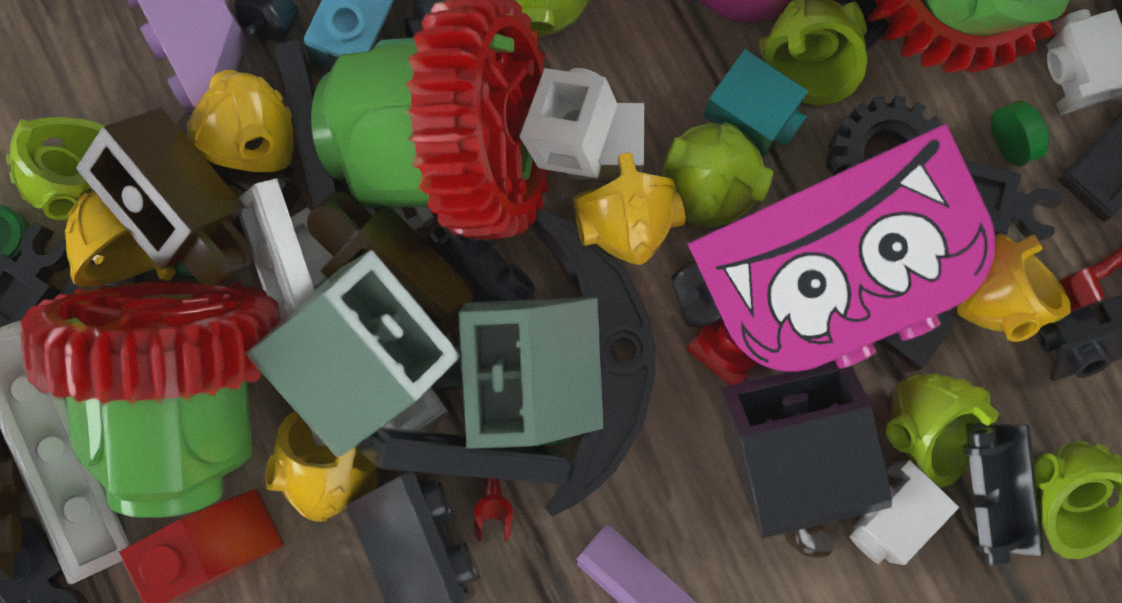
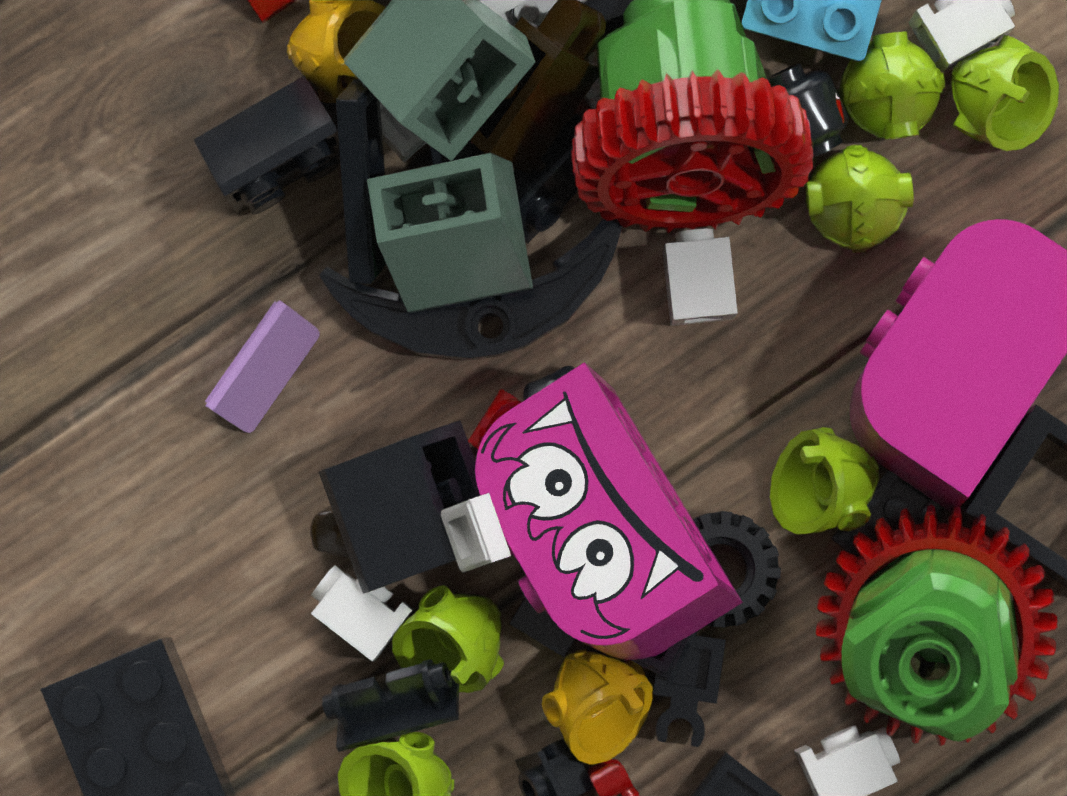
camera: 80 degrees right, 5 degrees up
(492, 506) = (323, 218): red hand -> none
(569, 121) = (706, 220): white brick -> none
(629, 213) = (625, 312): yellow helmet -> none
(716, 174) = (680, 395): lime helmet -> none
(758, 102) = (757, 431): teal brick -> none
(850, 378) = (475, 533): none -> white tile
(1020, 133) = (762, 702): green tile -> none

